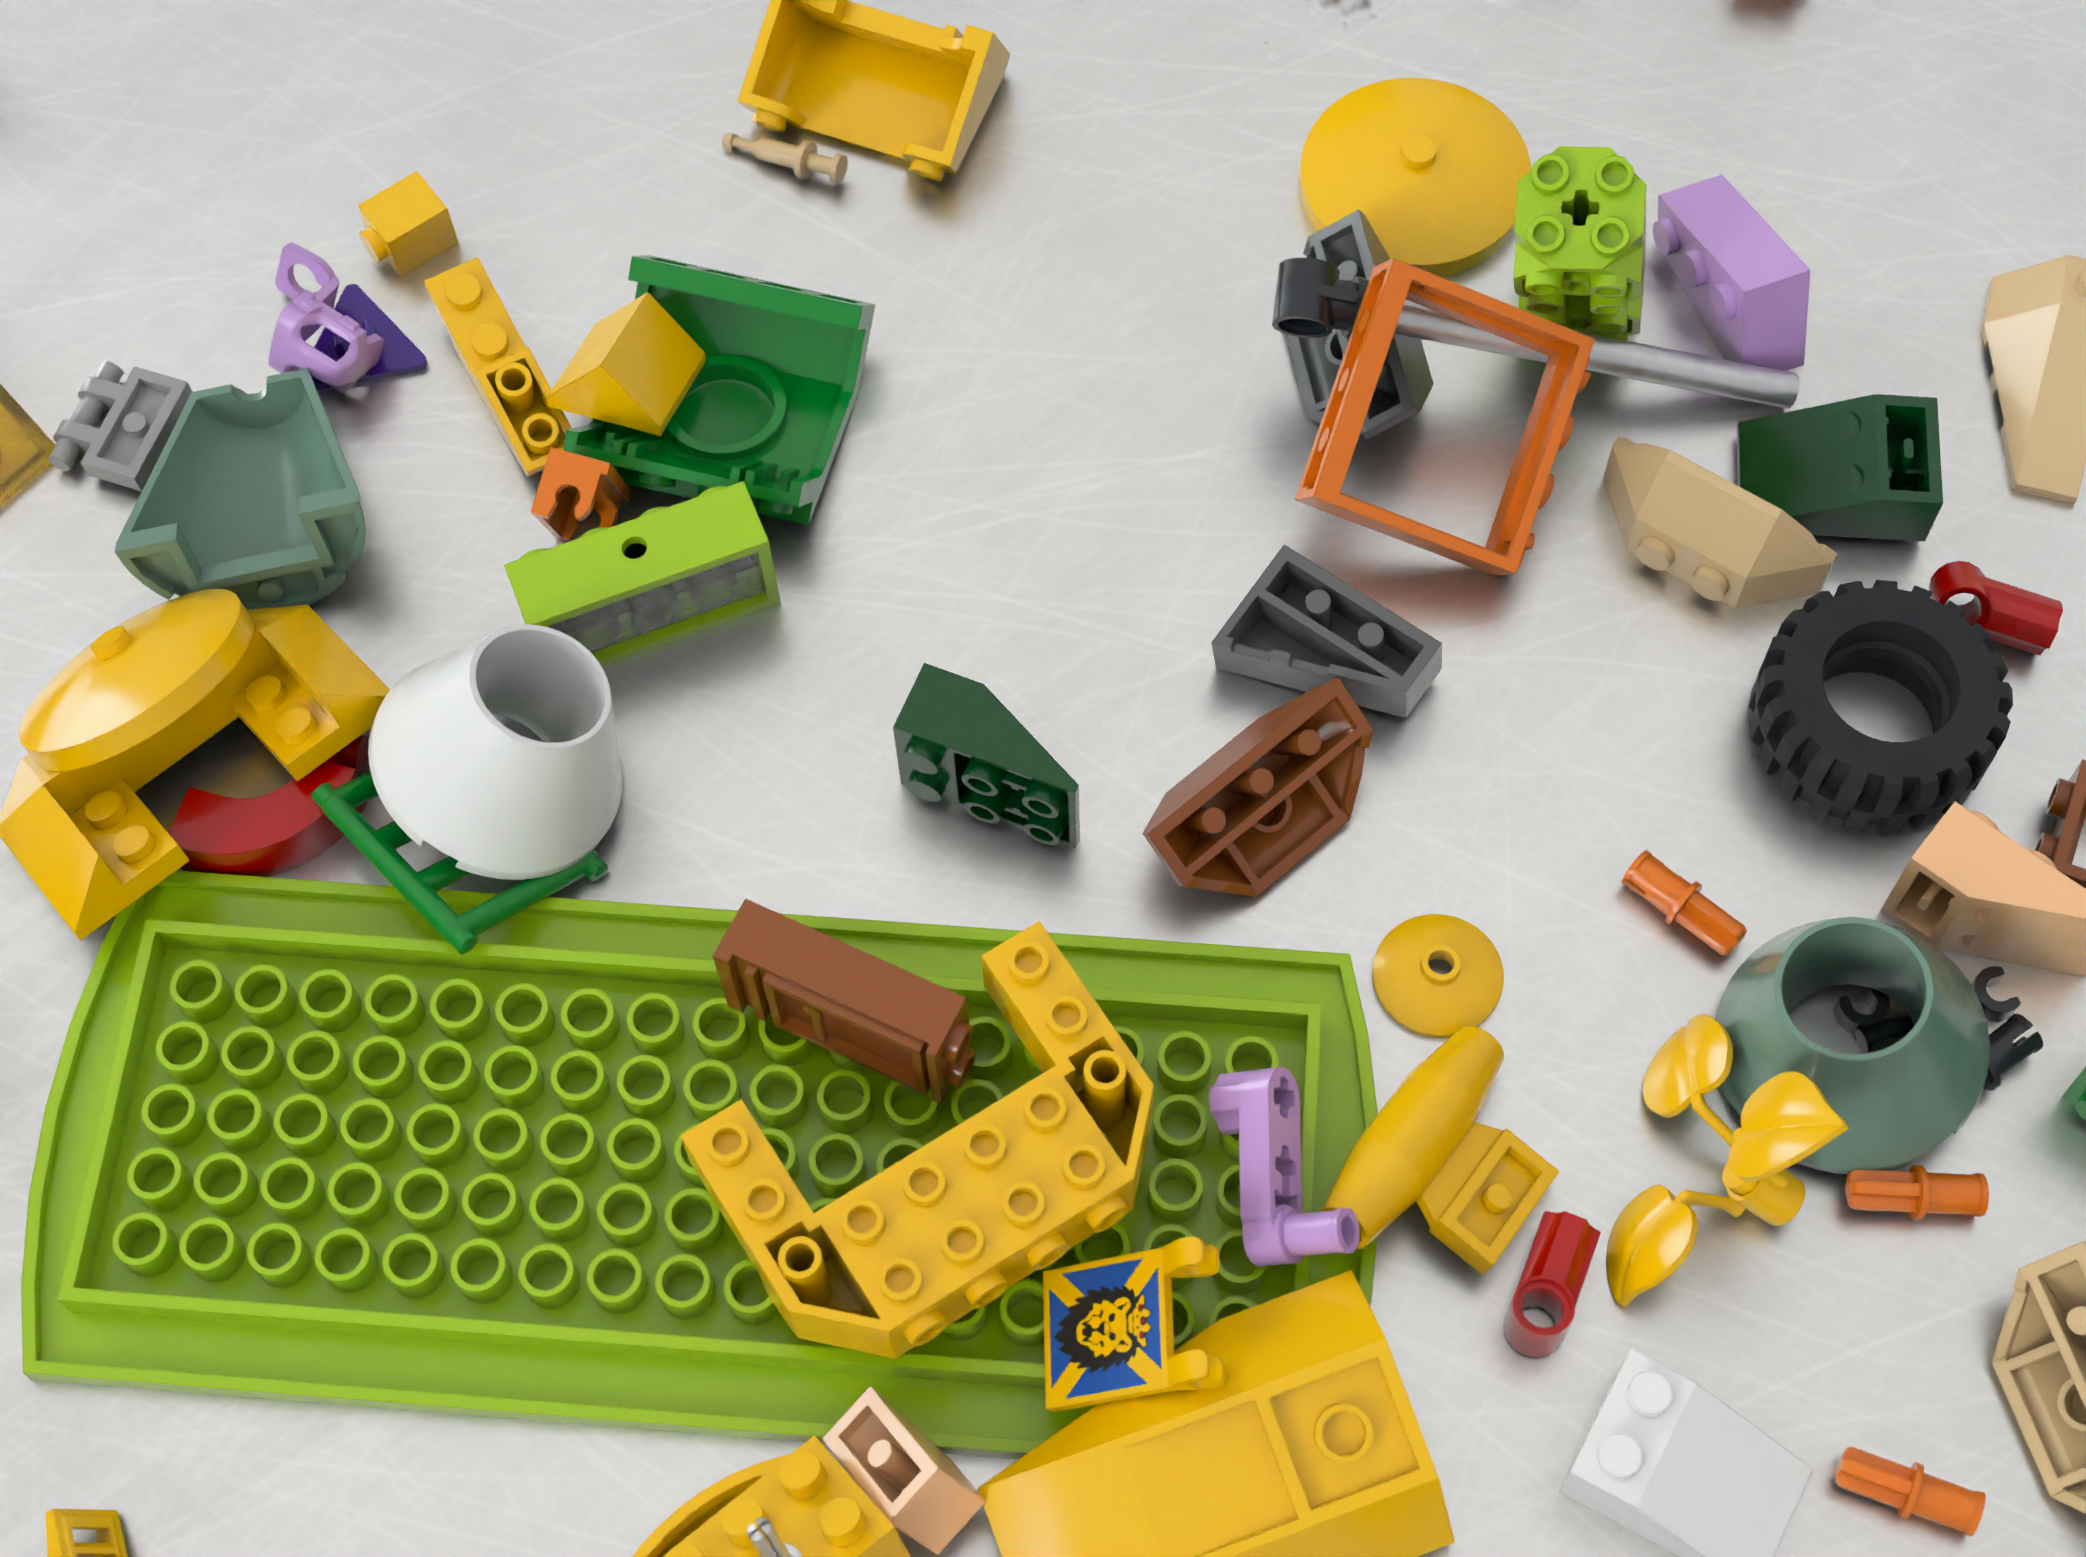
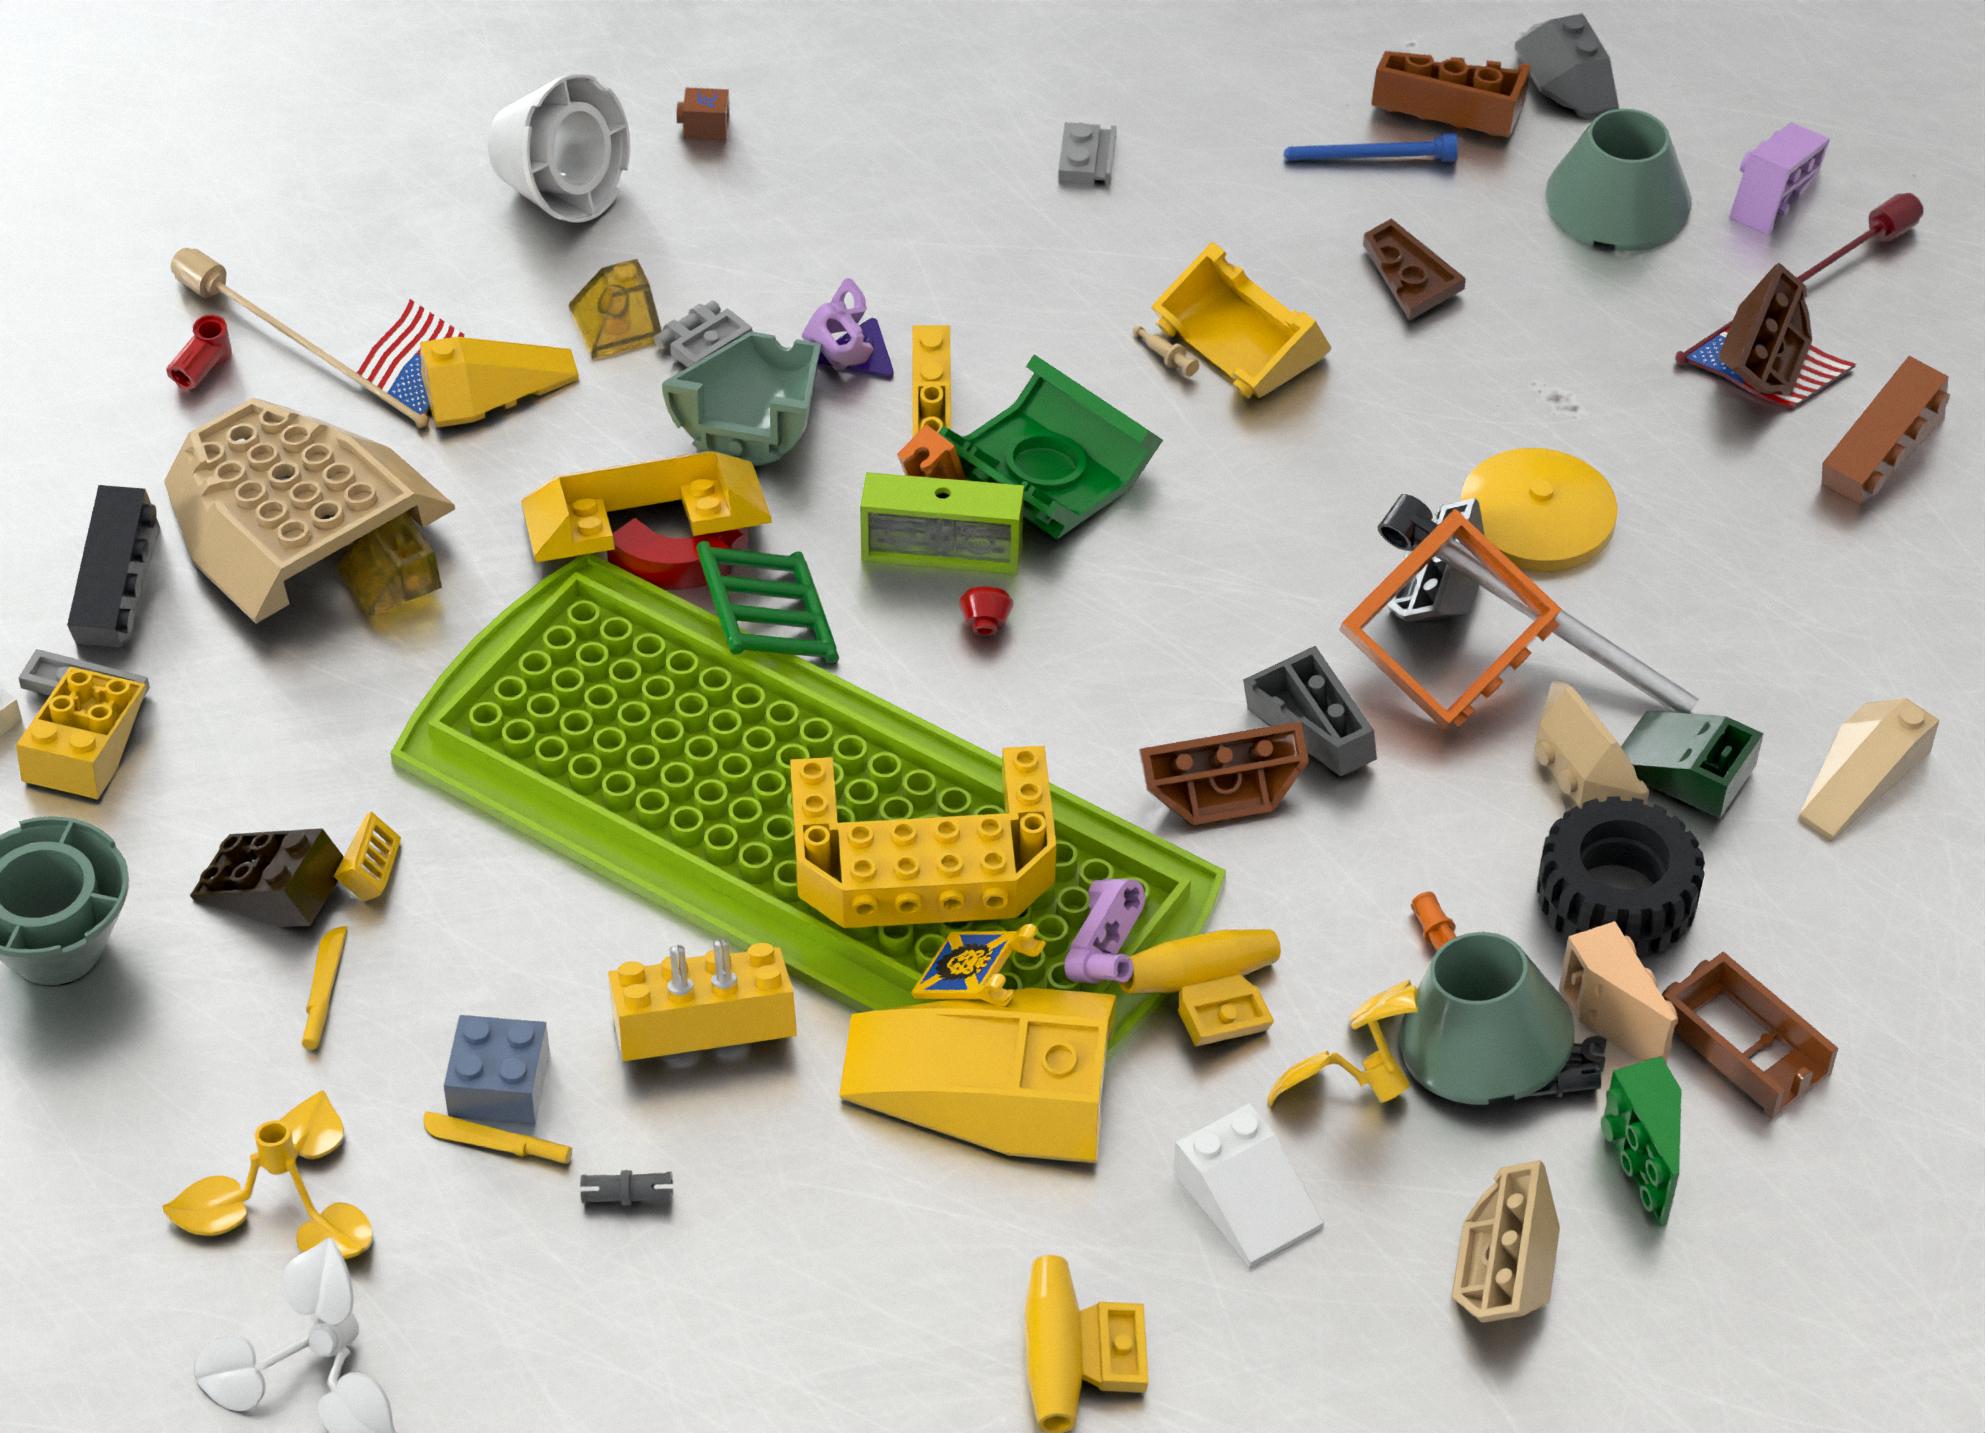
camera: 25 degrees right, 15 degrees down
(136, 679) = (637, 448): yellow dish -> none
(406, 225) = (922, 298): yellow brick -> none
(483, 790) = (814, 565): white cone -> none
(631, 369) = (1003, 416): yellow slope -> none
(779, 691) = (986, 609): none -> red cone
(846, 1000) = (919, 748): dark orange door -> none
(903, 1472) = (818, 992): light nougat slope -> none
(973, 752) = (1072, 681): dark green slope -> none
(1430, 1001) = (1287, 914): yellow dish -> none
(1551, 1281) = (1224, 1072): red piece -> none
(1582, 241) = (1586, 560): lime brick -> none
(1736, 273) = (1694, 631): lavender wedge -> none
(1910, 1490) = (1371, 1254): orange axle -> none
(1917, 1192) = (1475, 1121): orange axle -> none
(2003, 610) = (1734, 865): red piece -> none

